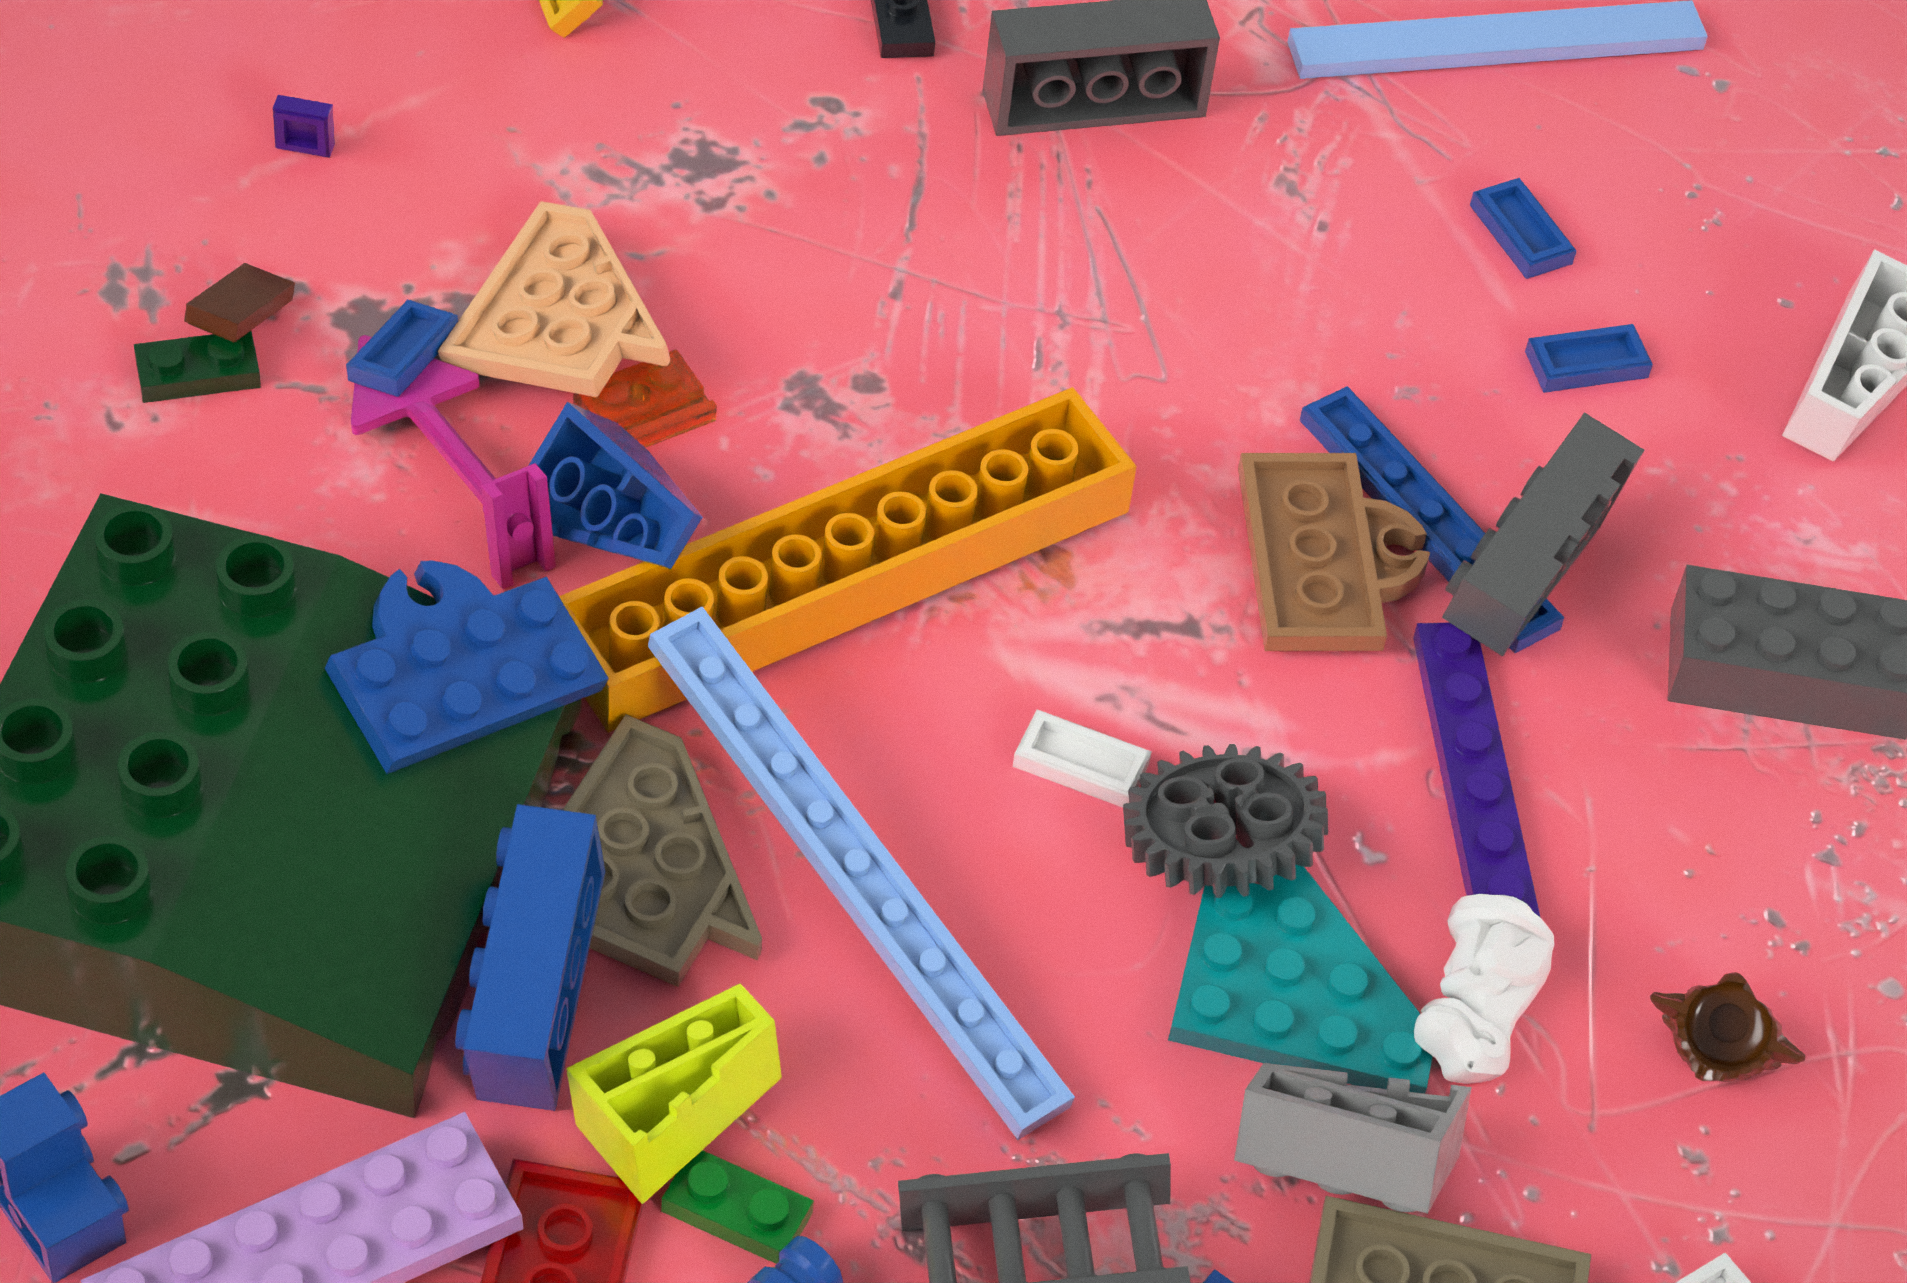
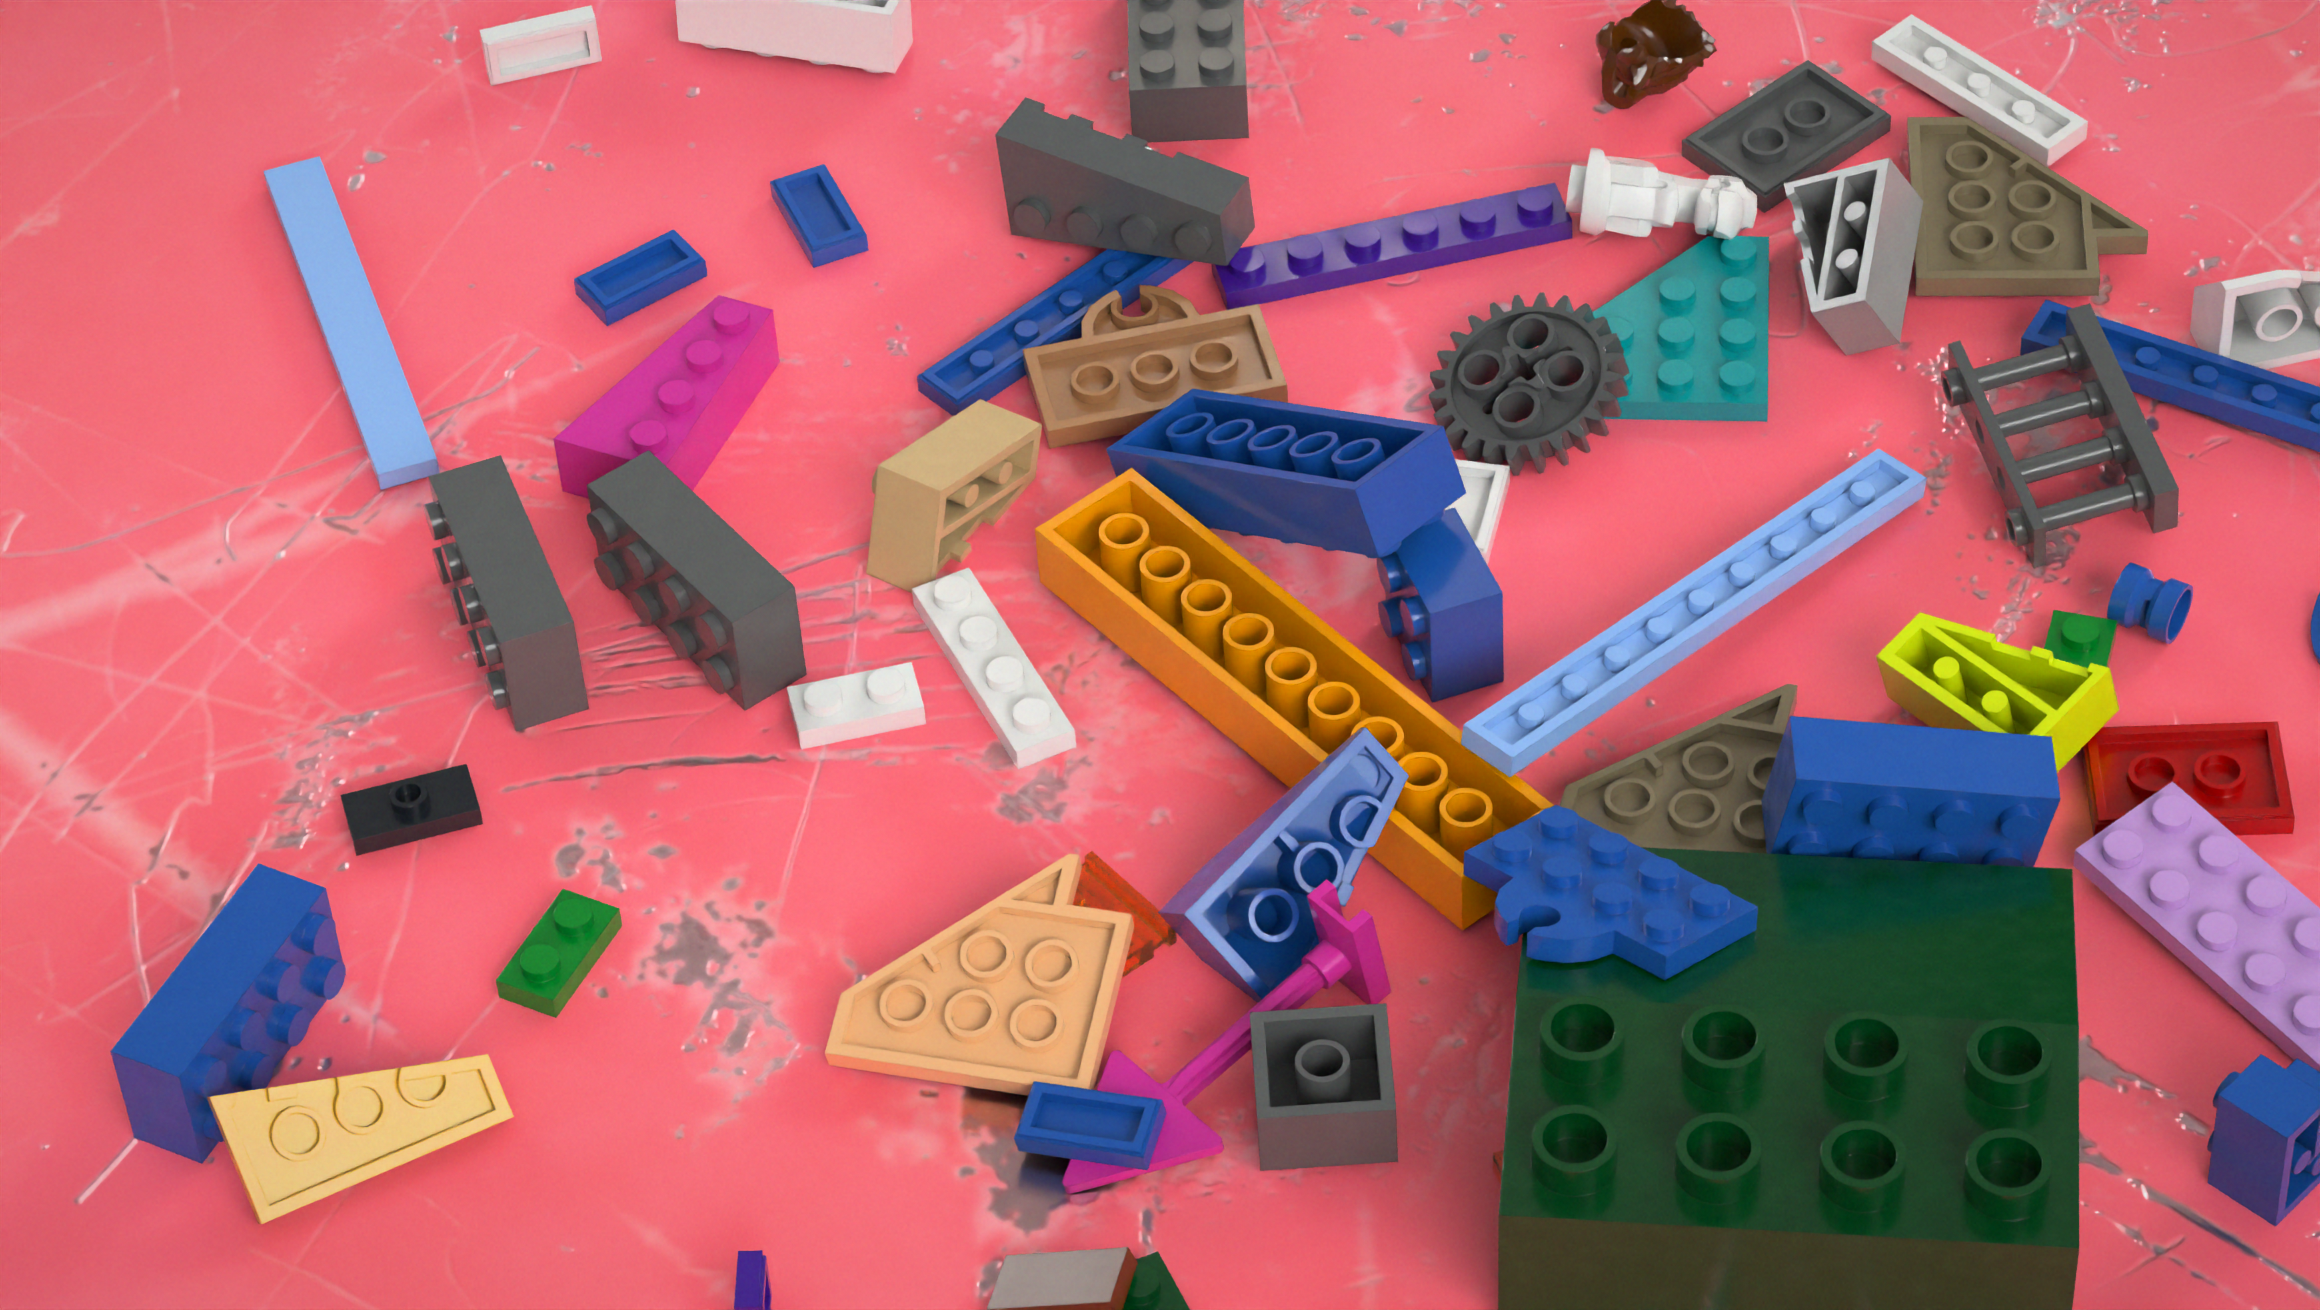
camera: 90 degrees left, 5 degrees down
(373, 488) = (1324, 1087): none -> dark grey brick
(718, 78) = (559, 953): none -> green plate
(919, 674) = (1443, 609): none -> blue brick
(944, 291) = (856, 705): none -> white plate
(964, 385) = (994, 668): none -> white plate
(1073, 550) = (1295, 470): none -> blue brick
(1084, 178) = (696, 580): none -> dark grey brick
(1175, 367) = (944, 488): none -> tan wedge
(1322, 211) = (677, 399): none -> dark pink wedge
(1601, 1155) = (1787, 133): none -> dark grey tile
(1839, 189) = (541, 45): none -> white tile

